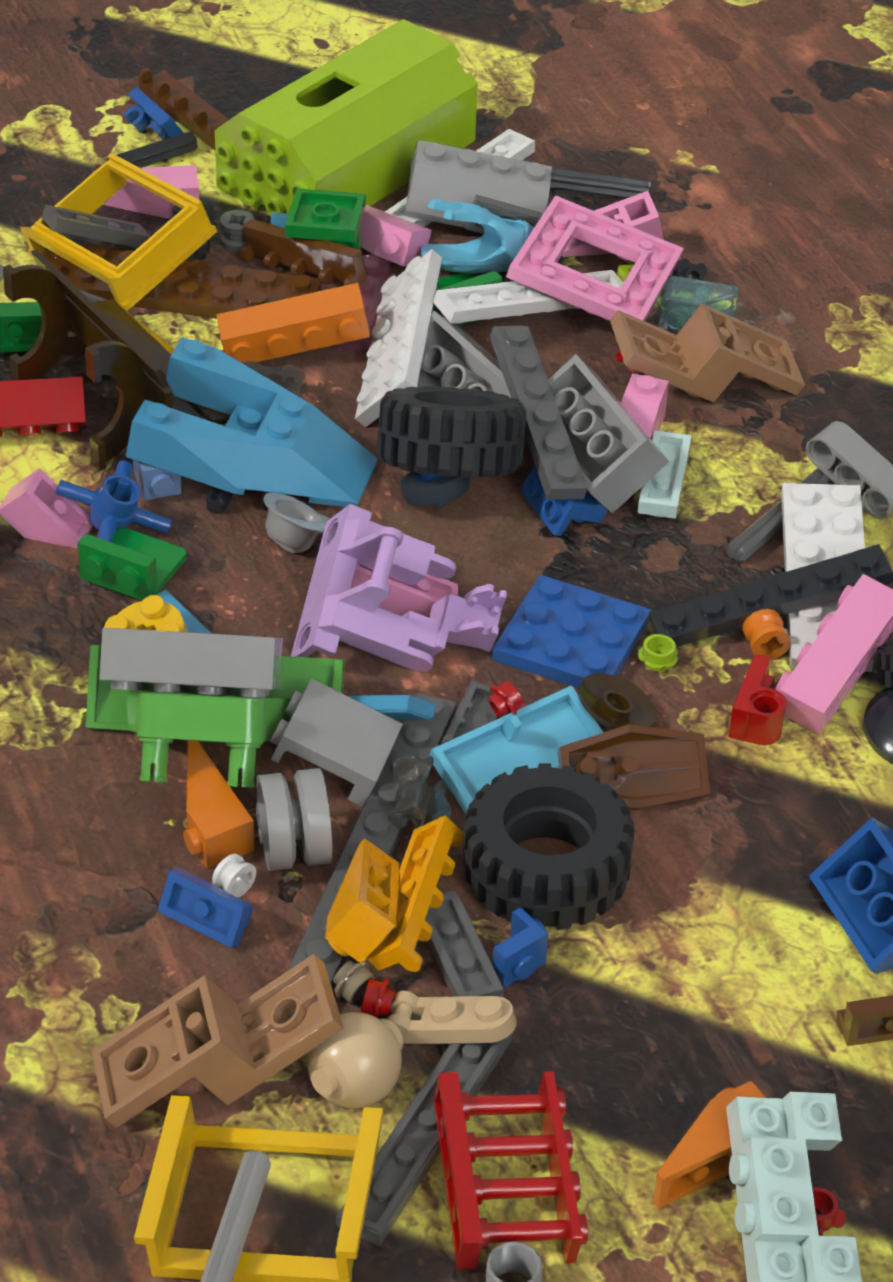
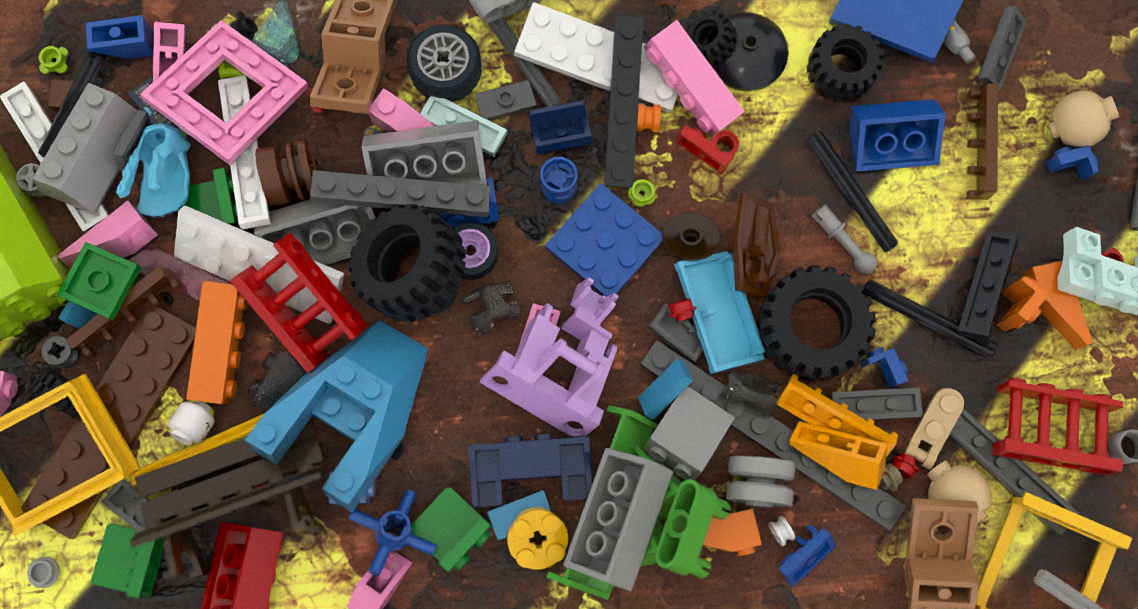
camera: 75 degrees left, 35 degrees up
(95, 227) = (29, 470): dark grey plate -> none
(193, 326) = (191, 422): none -> white head
(236, 589) = (529, 460): none -> dark blue bracket
(292, 522) = (451, 395): light grey piece -> none
(367, 355) = (278, 316): none -> red fence
(446, 535) = (496, 308): none -> clear smoke animal
(500, 511) = (486, 249): none -> wheel
(525, 307) = (284, 173): none -> reddish brown wheel
(573, 158) = (50, 53): none -> lime plate
(618, 178) = (121, 37): none -> blue slope
(618, 999) = (924, 316): none -> black axle
(631, 562) = (558, 180): none -> blue wheel
(673, 909) = (863, 261): none -> light grey pin
(681, 1075) = (1026, 298): none -> orange bracket
(701, 1044) = (988, 286): none -> black hinge
(707, 554) = (560, 127): none -> dark blue bracket
(717, 508) = (506, 101): none -> dark grey plate
(735, 437) = (444, 62): none -> wheel
(773, 874) = (853, 191): none -> black axle

